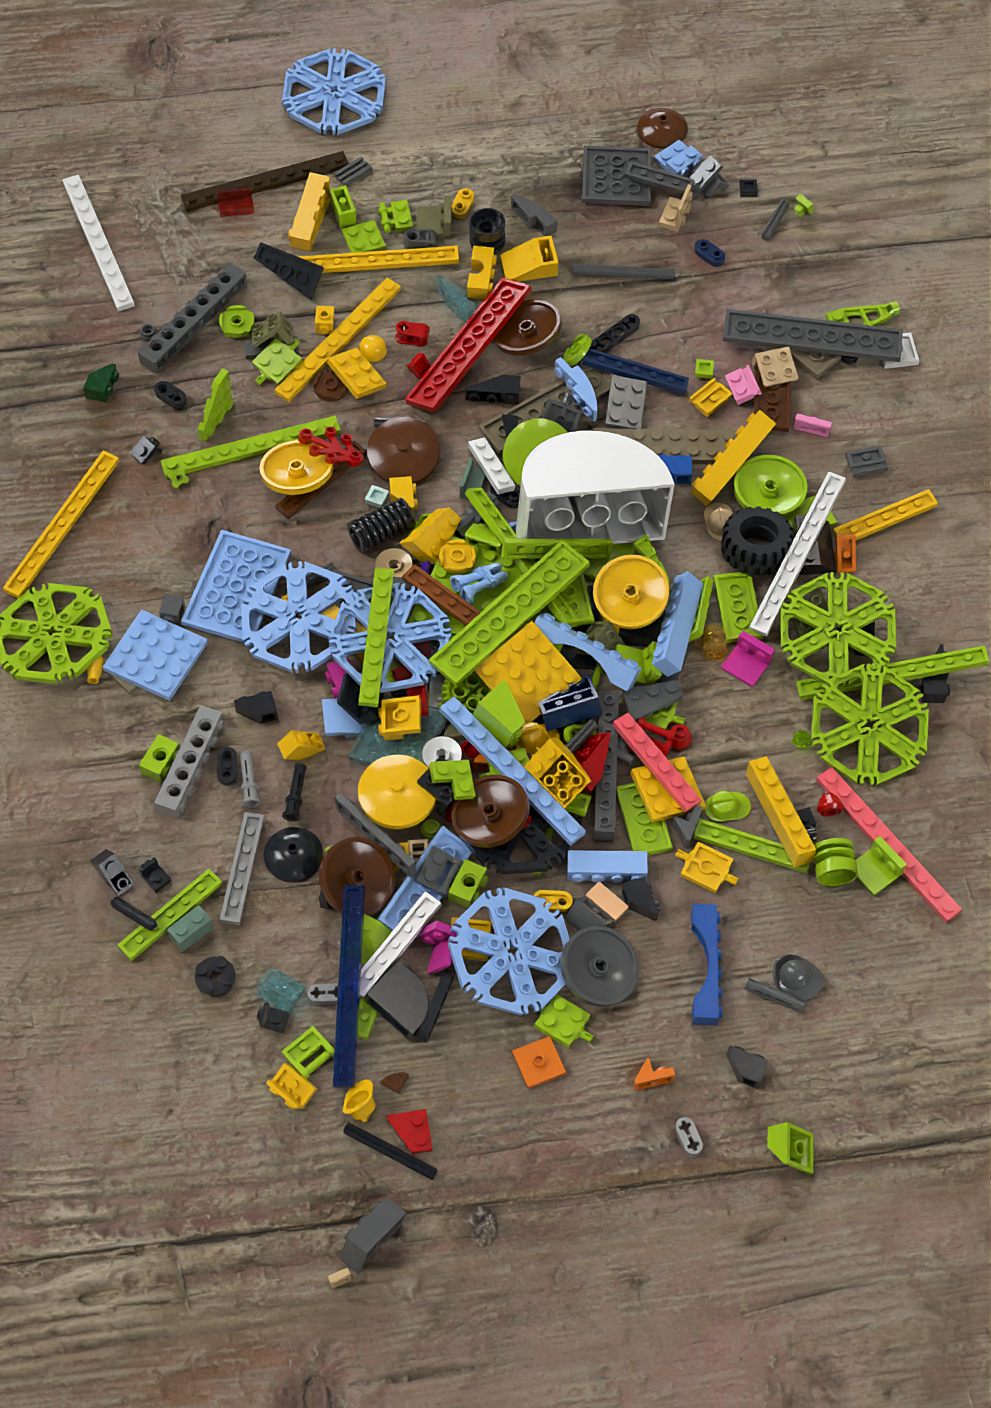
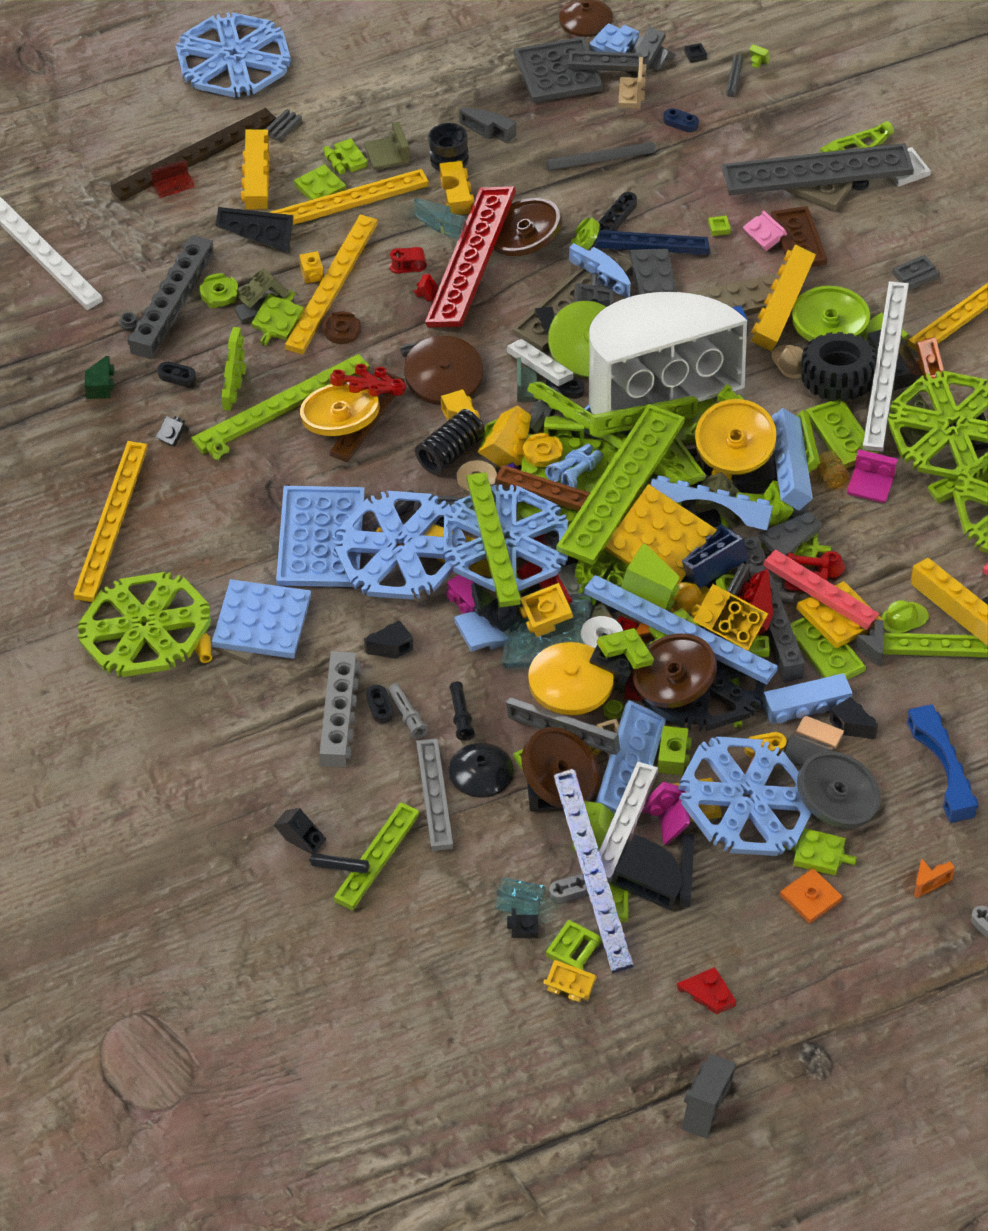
camera: 15 degrees left, 10 degrees down
(154, 875) = (344, 824): black bracket -> none
(160, 748) = (306, 713): lime brick -> none
(172, 608) = (262, 569): dark grey brick -> none
(190, 929) = (404, 862): sand green brick -> none
(210, 986) = (446, 891): black plate -> none
(300, 744) = (448, 665): yellow slope -> none
(339, 1278) = (691, 1144): tan tile -> none
(342, 206) = (288, 158): lime brick -> none
(356, 373) = (364, 309): yellow plate -> none
(360, 1101) = (645, 975): yellow piece -> none
(373, 348) = (371, 283): yellow hair -> none
(376, 496) = (432, 418): light aqua plate -> none
(390, 1151) = (694, 1015): black axle -> none
(395, 1081) = (672, 951): reddish brown tile -> none
(420, 238) = (380, 170): dark grey piece -> none
(433, 868) = (634, 742): dark grey plate -> none
(463, 202) = (410, 127): yellow plate -> none
(498, 389) = (518, 291): black slope -> none
(531, 260) = (504, 164): yellow slope -> none
(706, 867) = (907, 676): yellow plate -> none
(710, 397) = (736, 250): yellow plate -> none
(775, 366) = (791, 206): tan bracket -> none
(801, 734) = (953, 537): clear neon green plate -> none
(812, 425) = (849, 252): bright pink plate -> none

